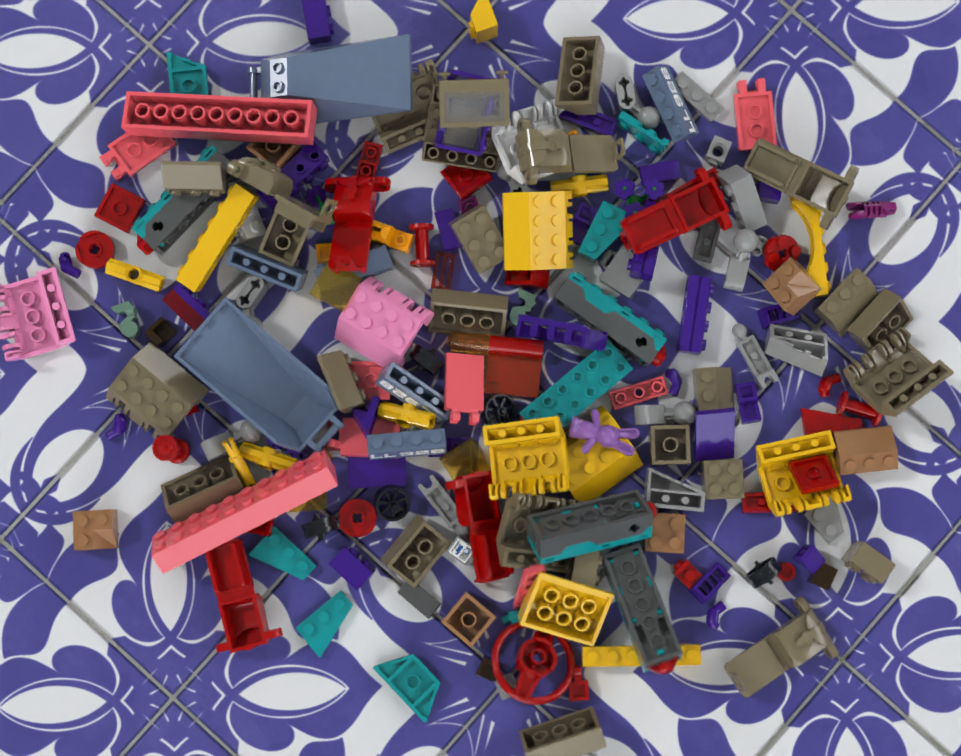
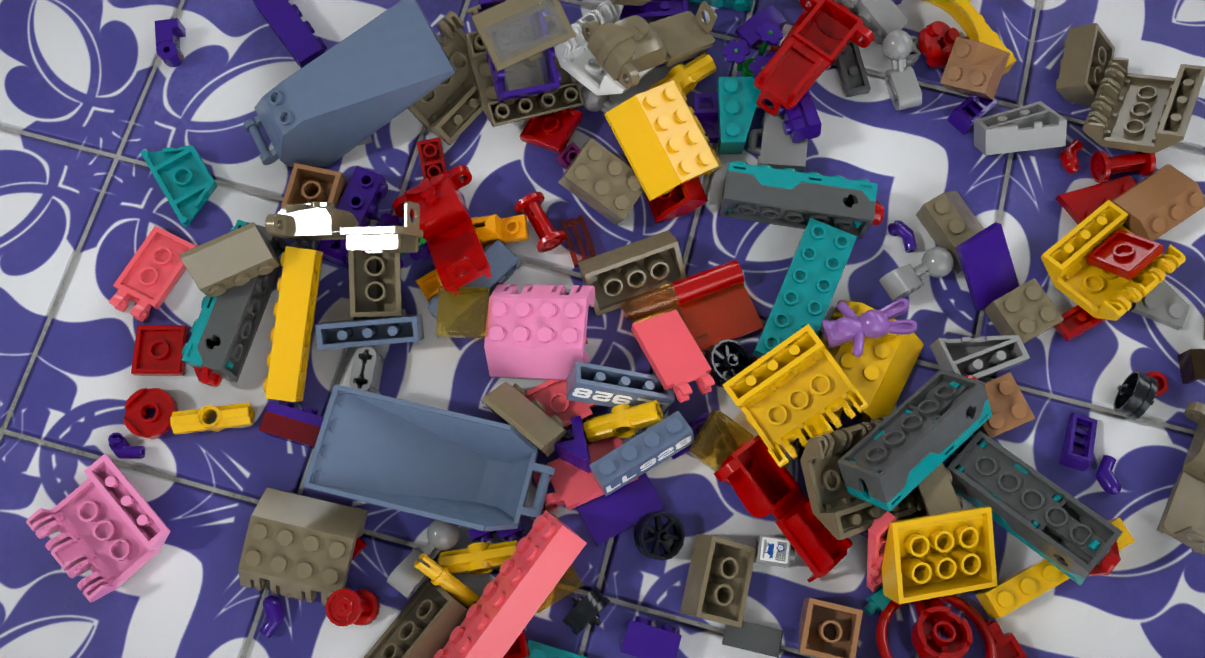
camera: 25 degrees left, 10 degrees down
(128, 326) = (230, 482): sand green leg -> none
(160, 332) = (275, 471): dark brown panel -> none
(219, 118) = (232, 186): coral brick -> none
(251, 228) = (330, 297): white bracket -> none
(346, 518) = (612, 583): red plate -> none
(426, 360) = (612, 346): black wheel -> none
(444, 506) = (723, 508): light grey plate -> none
(447, 236) = (561, 197): dark purple slope -> none
(529, 300) = (690, 244): sand green leg -> none
(561, 332) = (755, 233): dark purple window -> none
(626, 396) = (863, 276): coral tile -> none
(669, 445) = (943, 304): dark tan brick -> none
(686, 573) = (1046, 443): red bracket -> none
(694, 314) = (885, 153): dark purple brick -> none
(748, 402) = (992, 210): dark purple slope -> none
(754, 356) = (977, 167): light grey plate -> none
(809, 558) = (1173, 349): dark purple slope -> none
(846, 301) = (1038, 61): dark tan slope -> none

